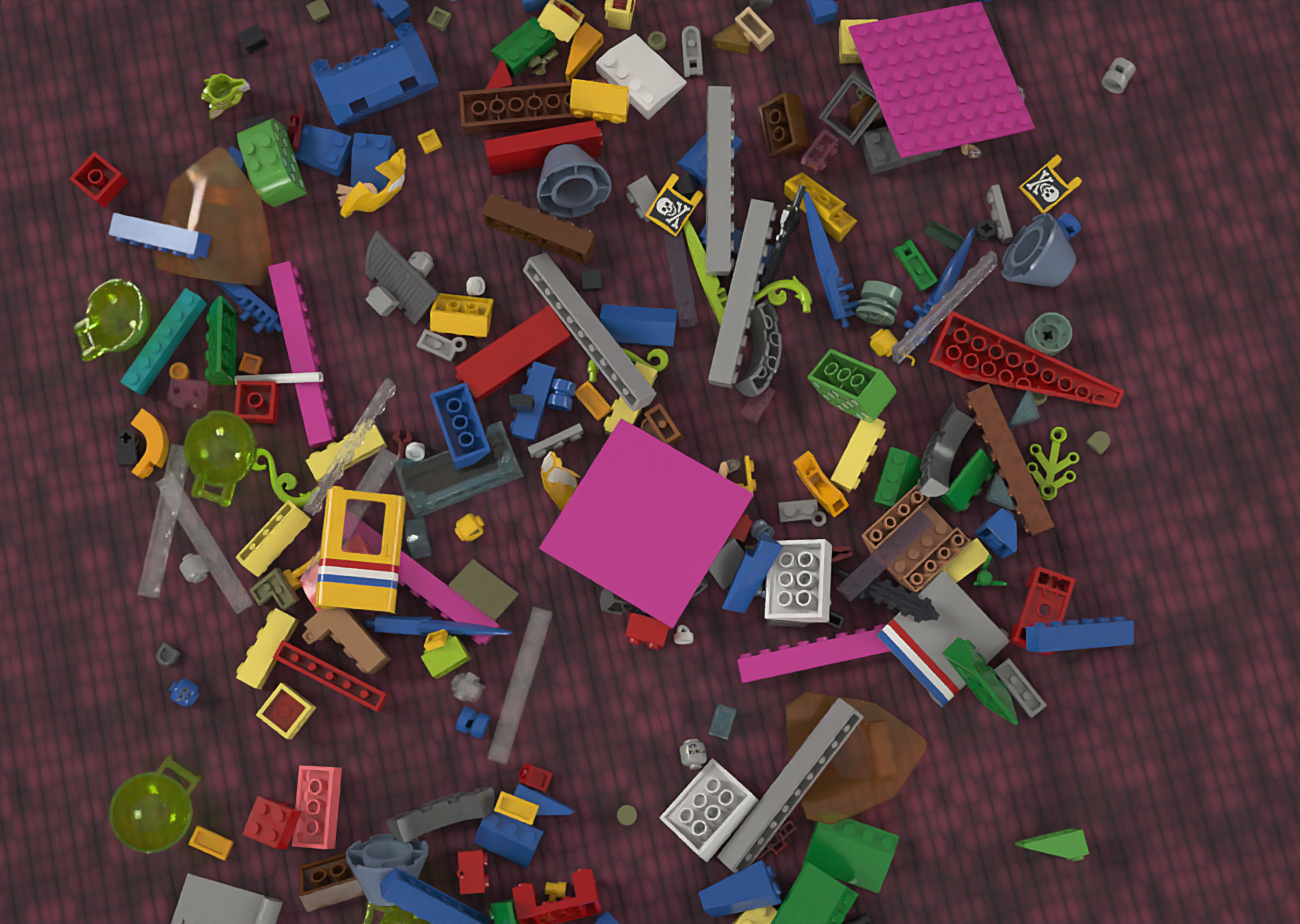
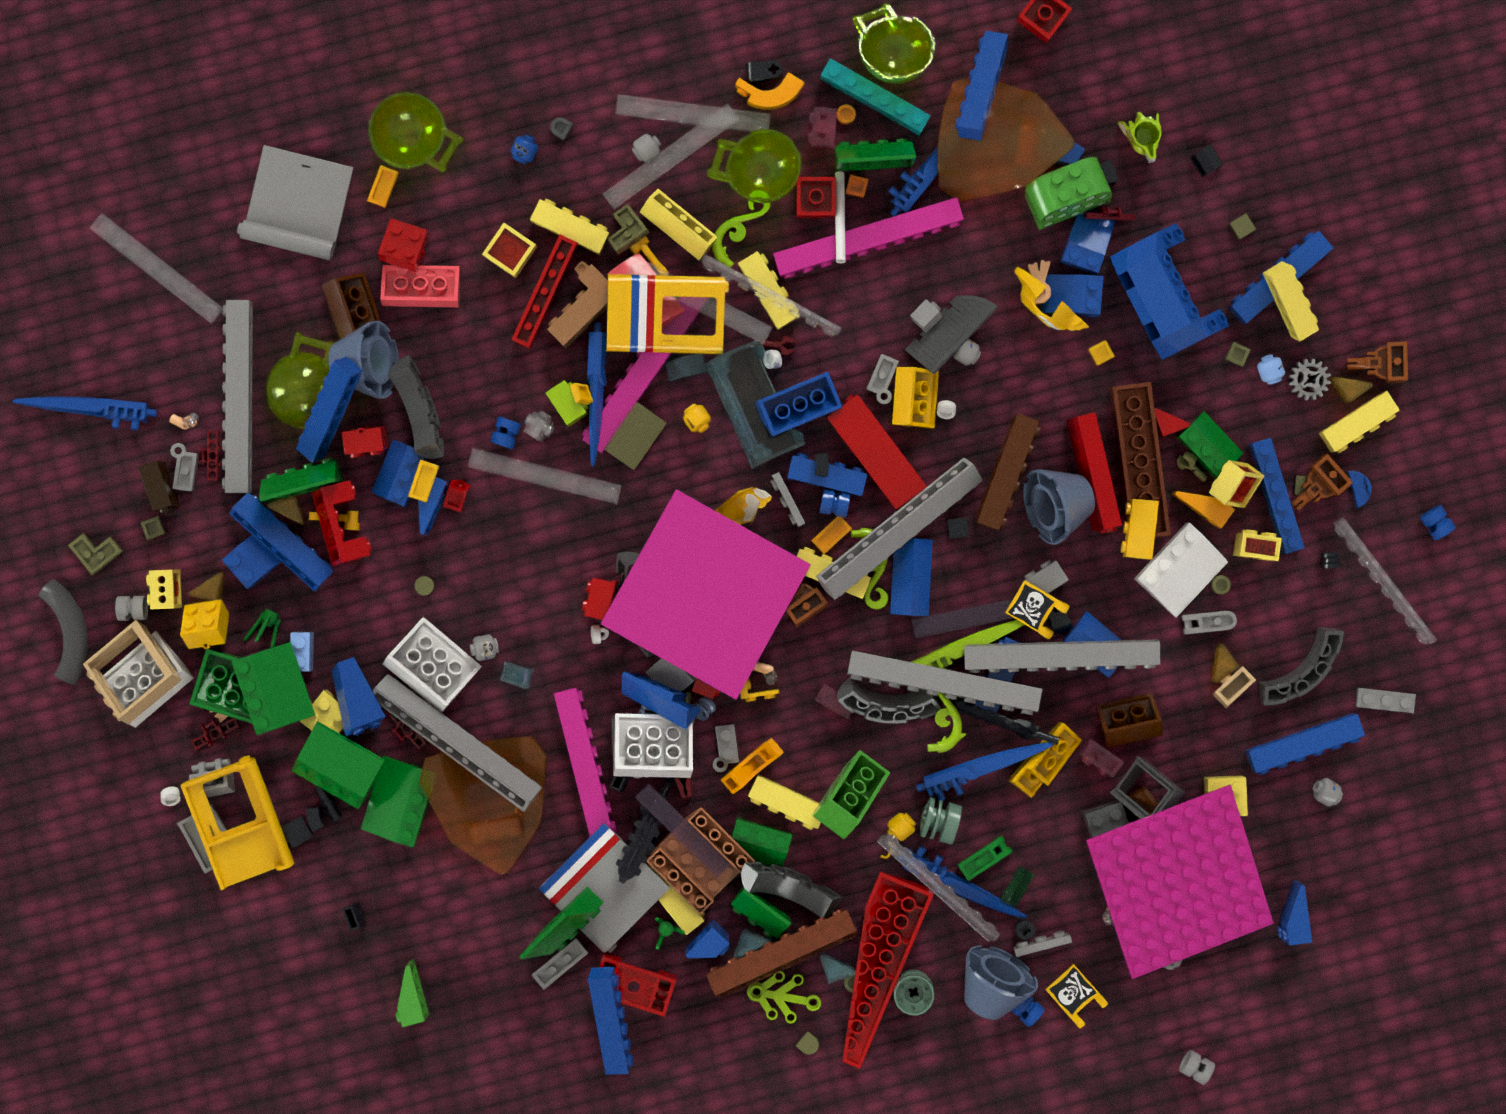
camera: 90 degrees right, 10 degrees up
(968, 899) = (354, 916): none -> black piece

